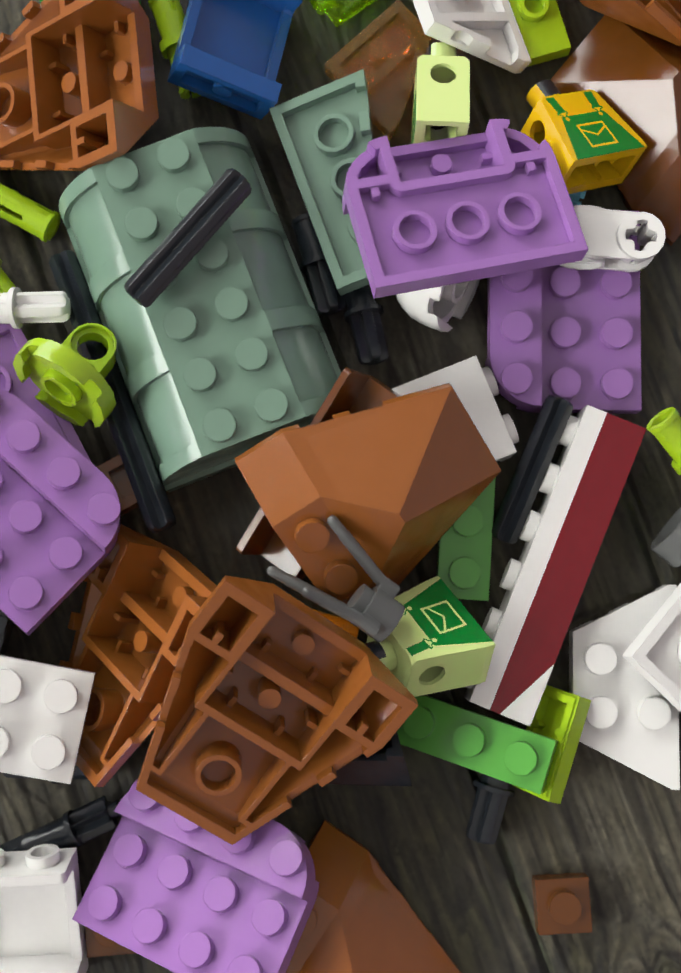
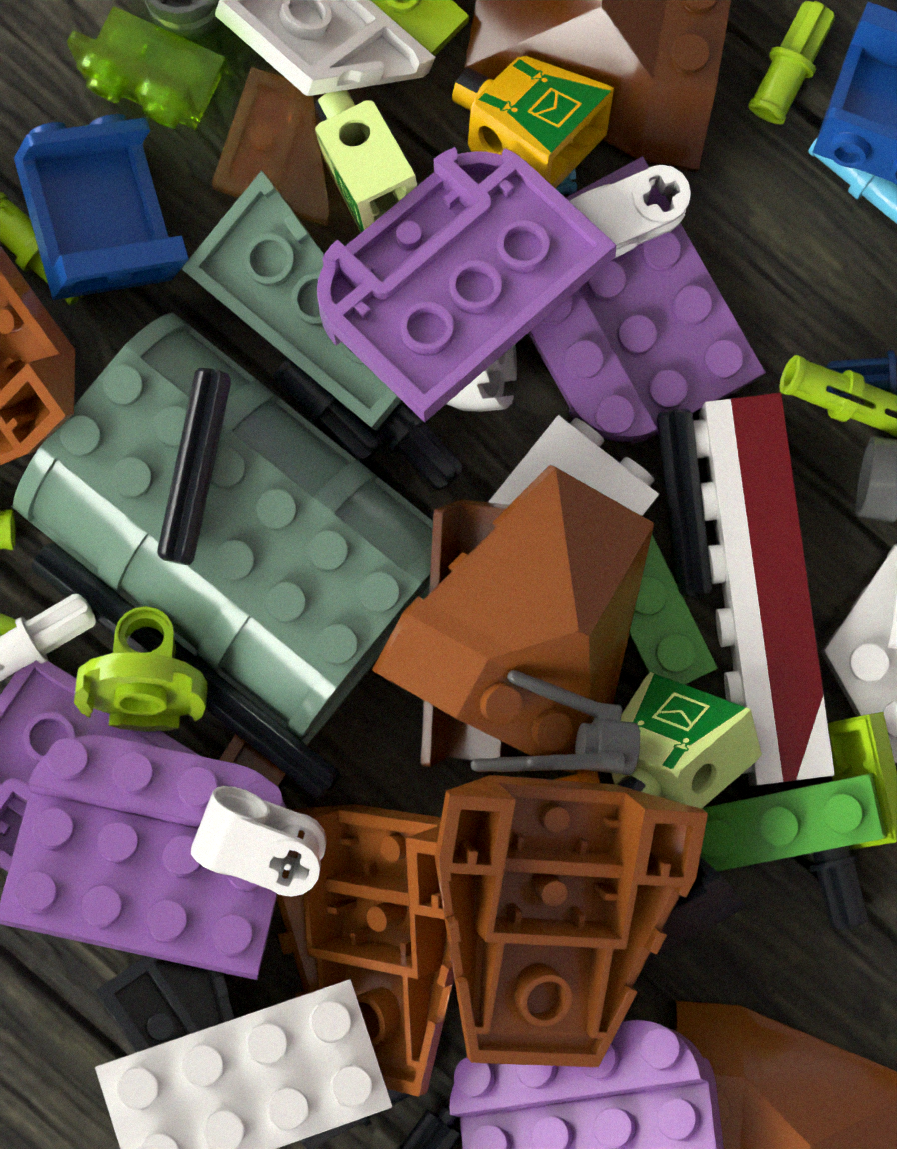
camera: 35 degrees left, 0 degrees up
(76, 536) = (252, 842): none -> white piece

